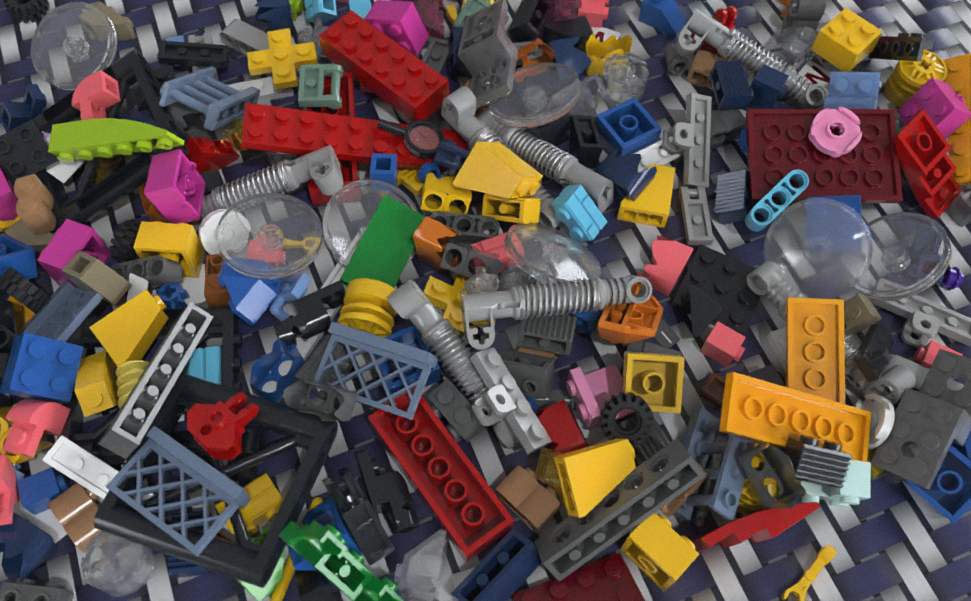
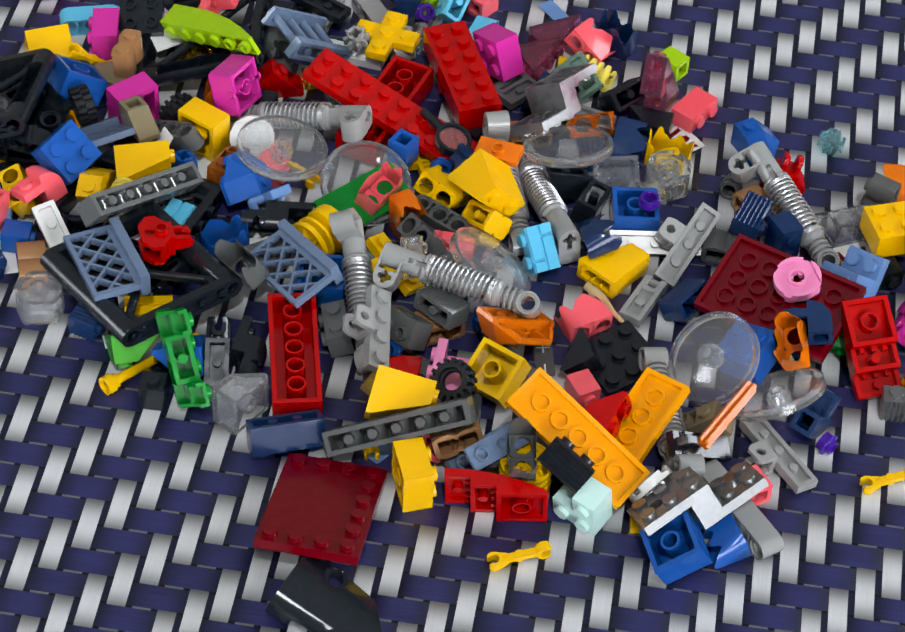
camera: 30 degrees right, 15 degrees down
(257, 81) = (356, 38): none -> light grey gear
(306, 18) = (430, 12): none -> dark purple plate
(312, 86) = (393, 61): sand green plate -> none
(406, 212) = (385, 173): none -> coral piece
(480, 130) = (505, 151): none -> orange plate
(528, 498) = (346, 402): medium nougat brick -> none
(643, 115) = (649, 201): none -> dark purple plate
(652, 232) = (595, 291): none -> tan animal
(784, 192) = (716, 300): medium azure beam -> none
(793, 370) = (611, 411): none -> red slope
(881, 306) = (726, 415): none -> axle
(883, 165) = (817, 320): none -> dark blue brick
(884, 186) = (790, 322): none -> orange piece

